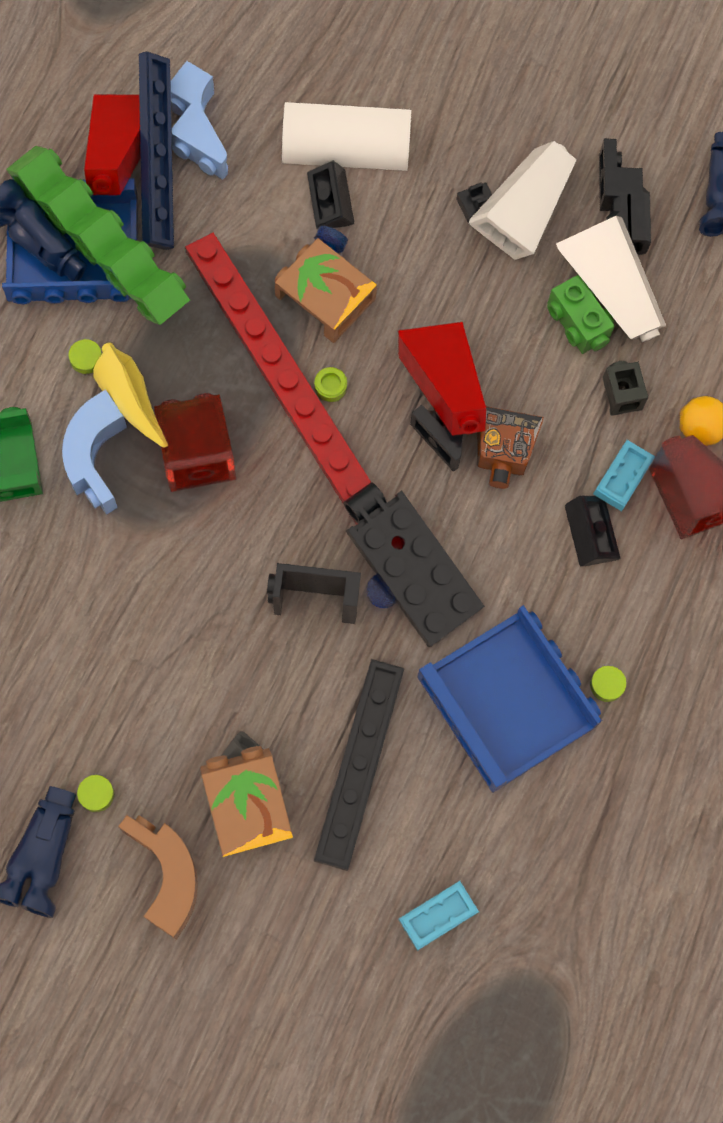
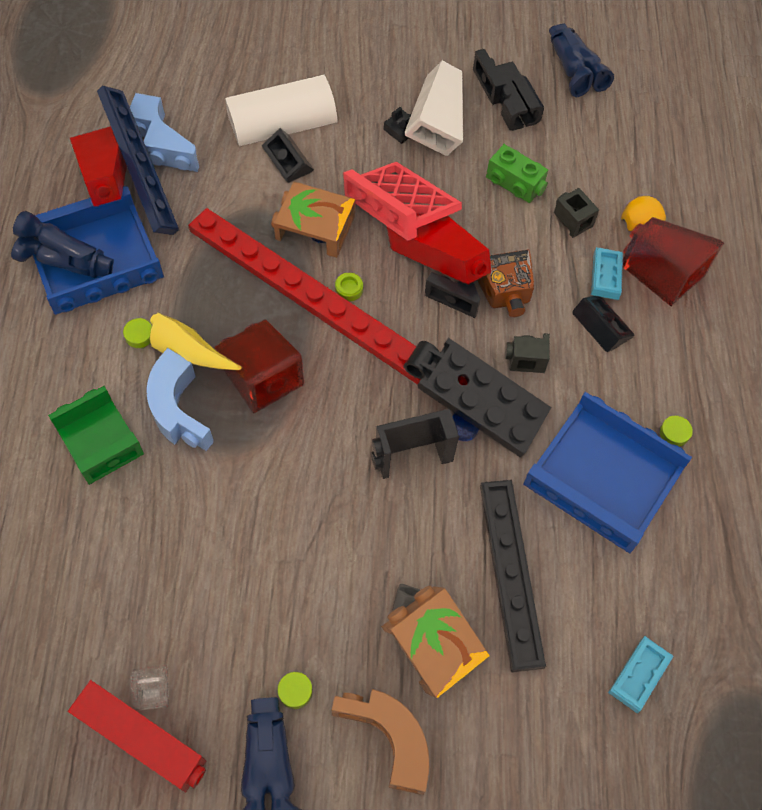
camera: 20 degrees left, 10 degrees down
(99, 235) = (117, 231): bright green brick -> none
(332, 238) = (303, 178): clear blue tile -> none
(404, 302) = (390, 207): none -> coral fence
(487, 536) = (528, 353): none -> pearl dark grey brick
(616, 277) = (531, 134): white slope -> none

